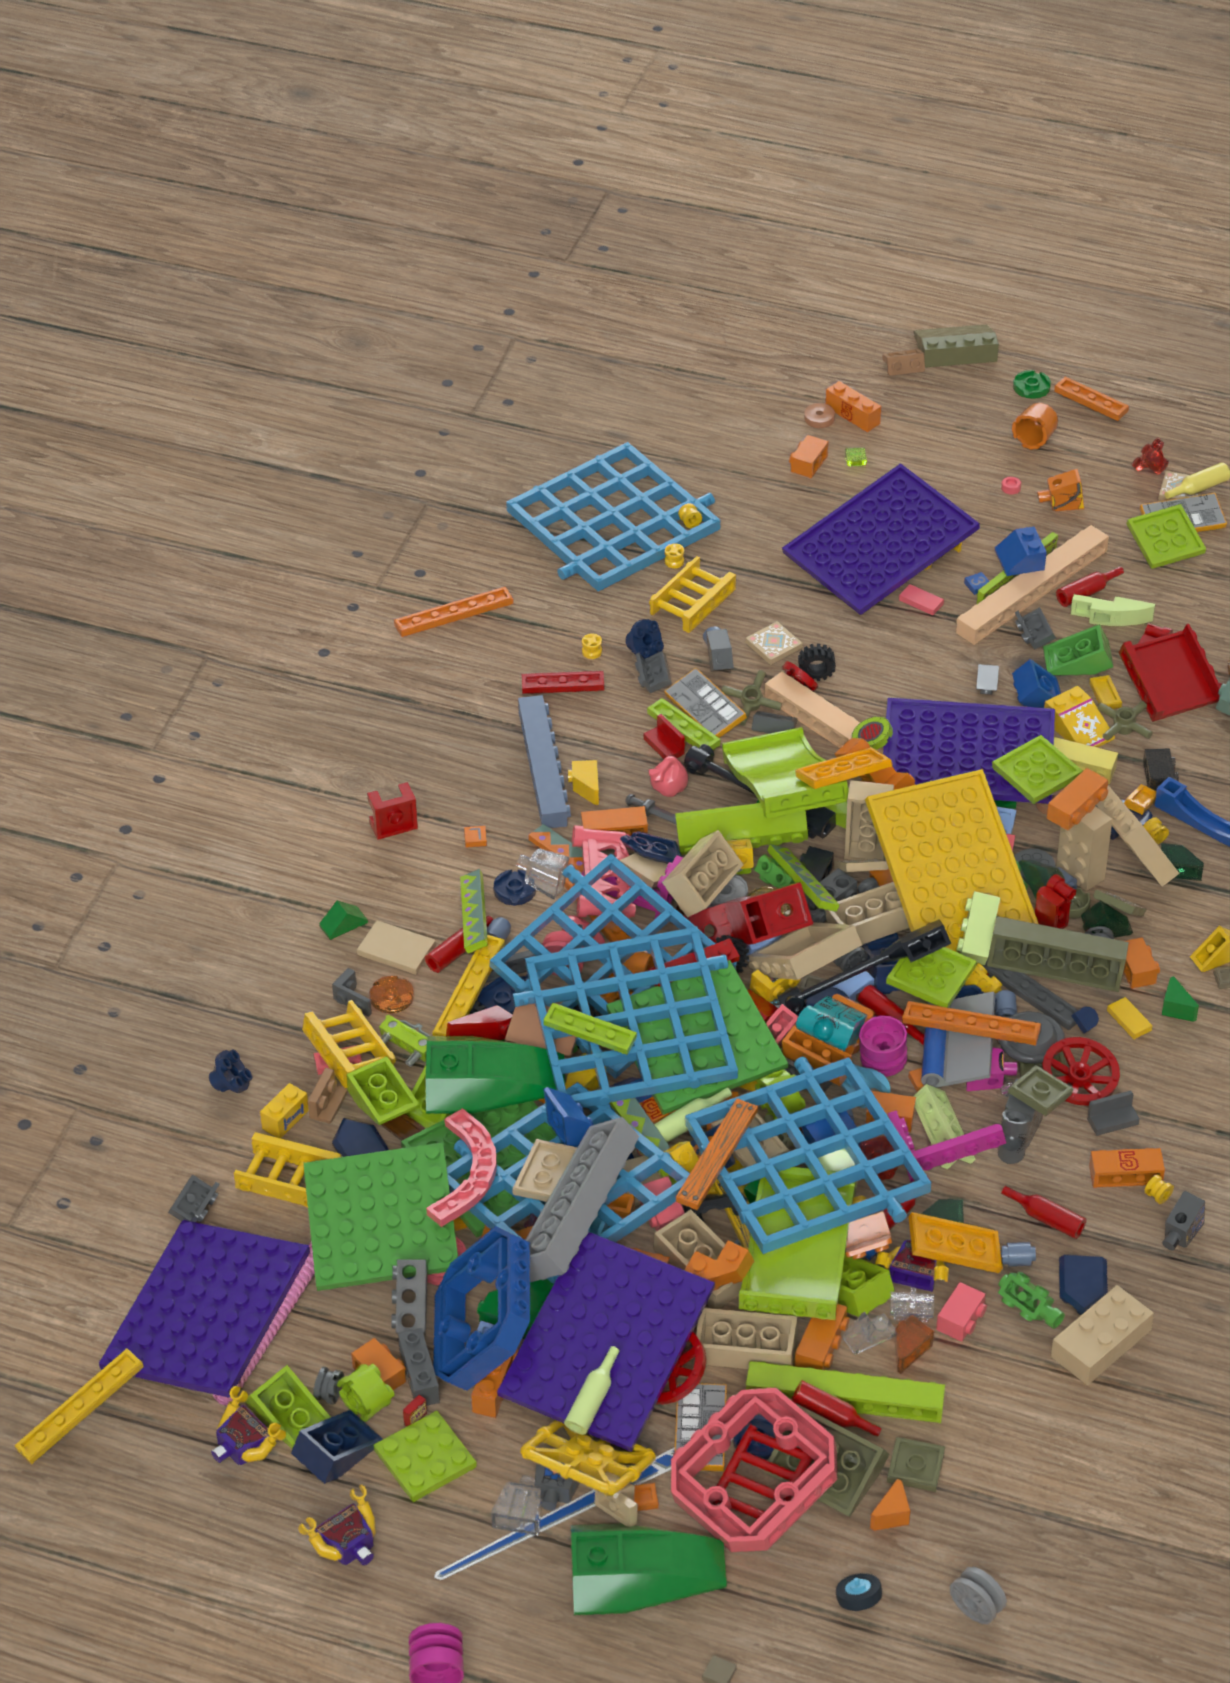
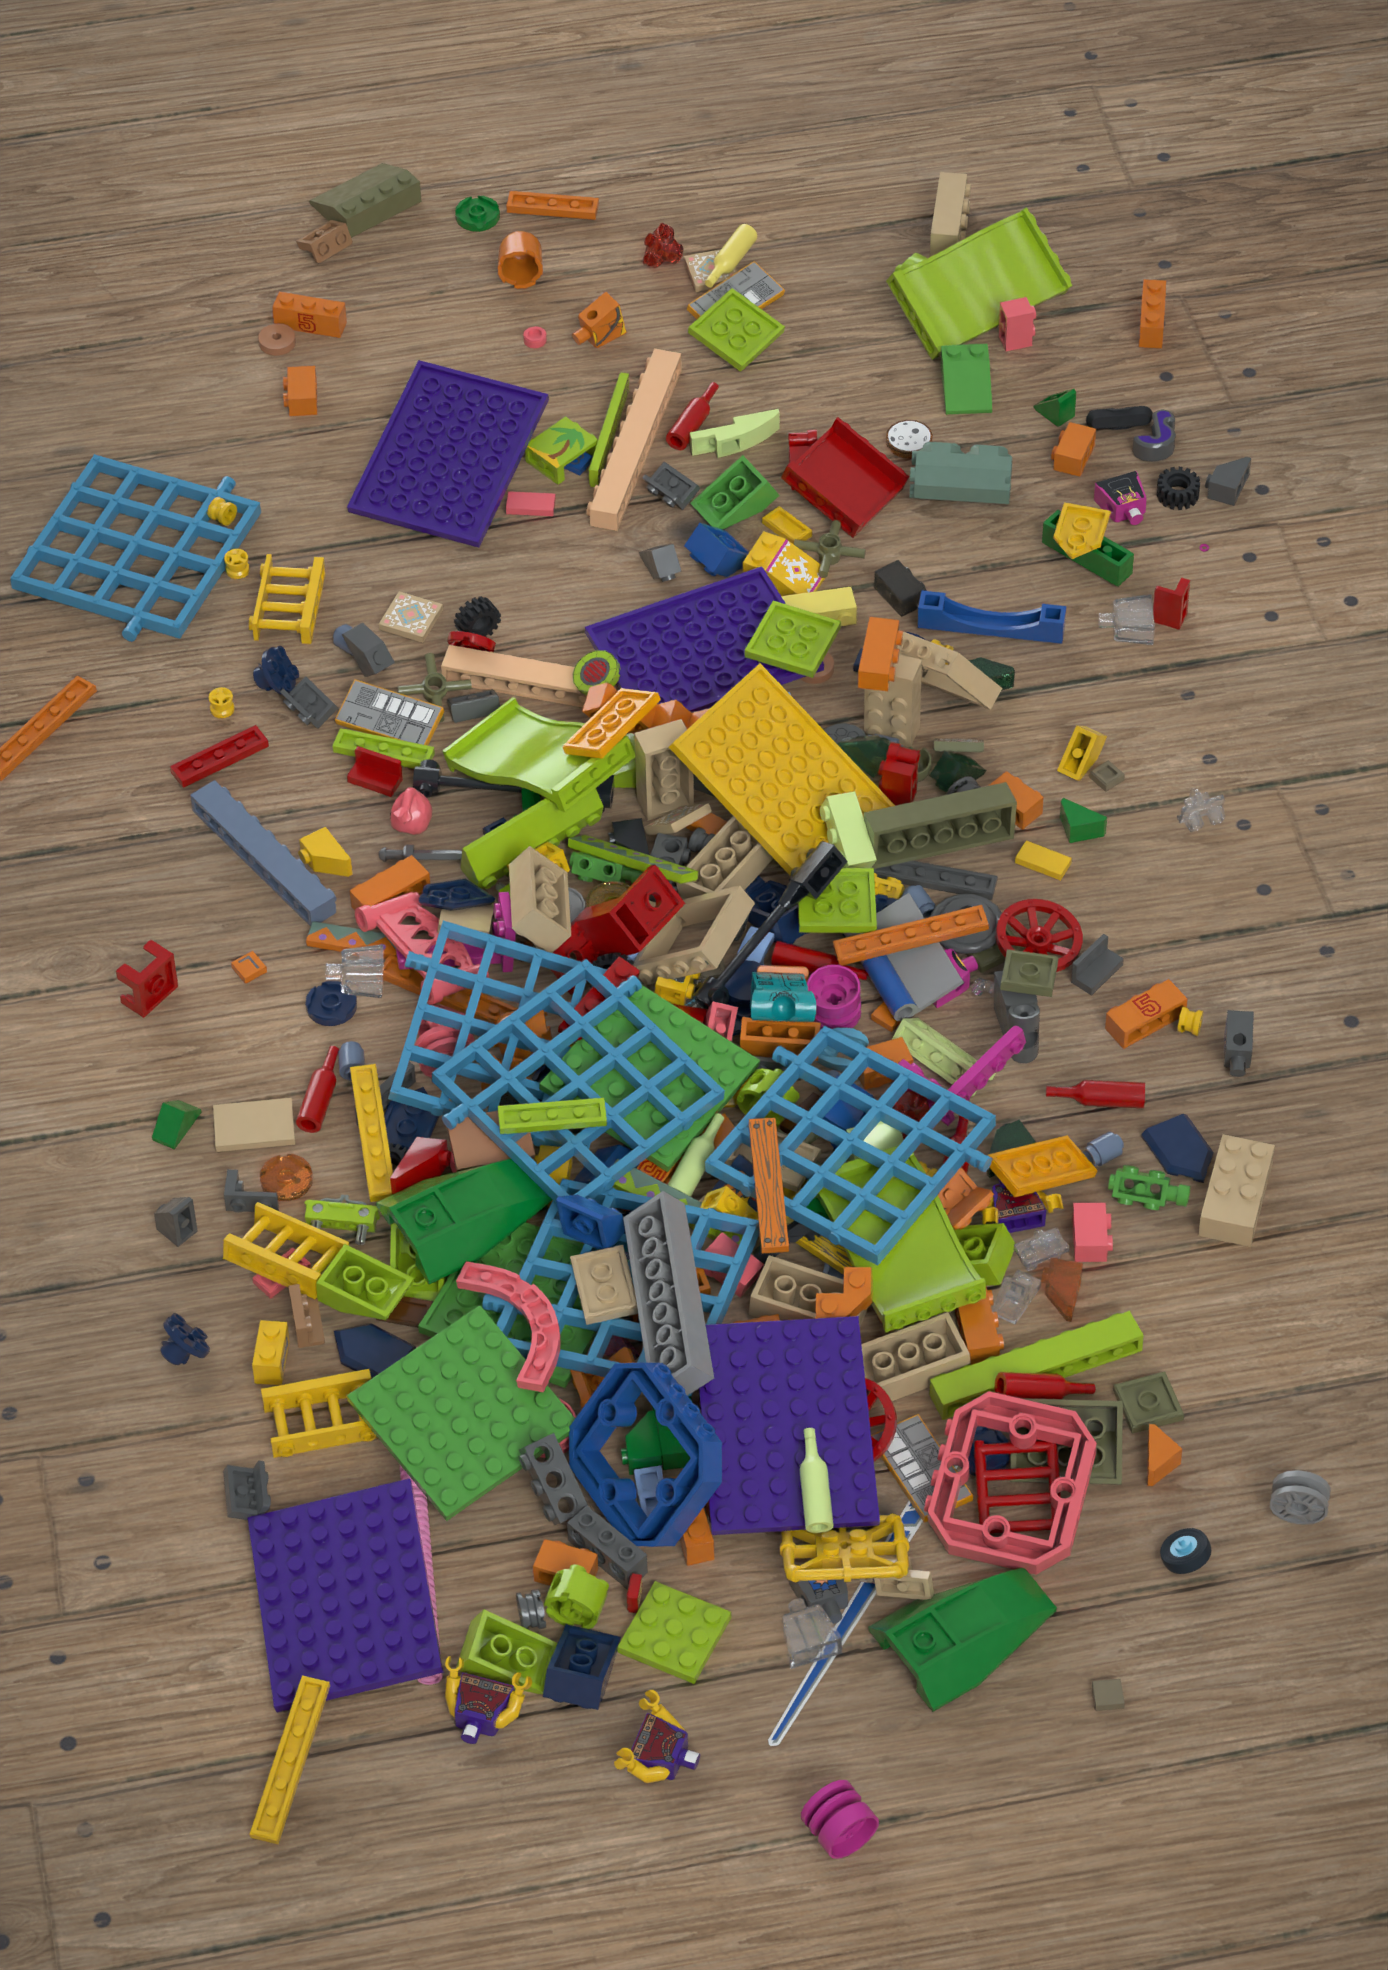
camera: 30 degrees left, 5 degrees up
(288, 988) = (176, 1220): none -> dark grey slope
(473, 911) = (316, 1047): tile -> none
(645, 1497) = (921, 1560): orange tile -> none
(855, 456) = (349, 371): clear neon green tile -> none
(968, 566) = (559, 447): none -> lime panel
(1021, 552) = (609, 408): blue slope -> none
(1086, 1018) = (1004, 880): dark blue tile -> none
(1141, 799) = (906, 620): light orange tile -> none

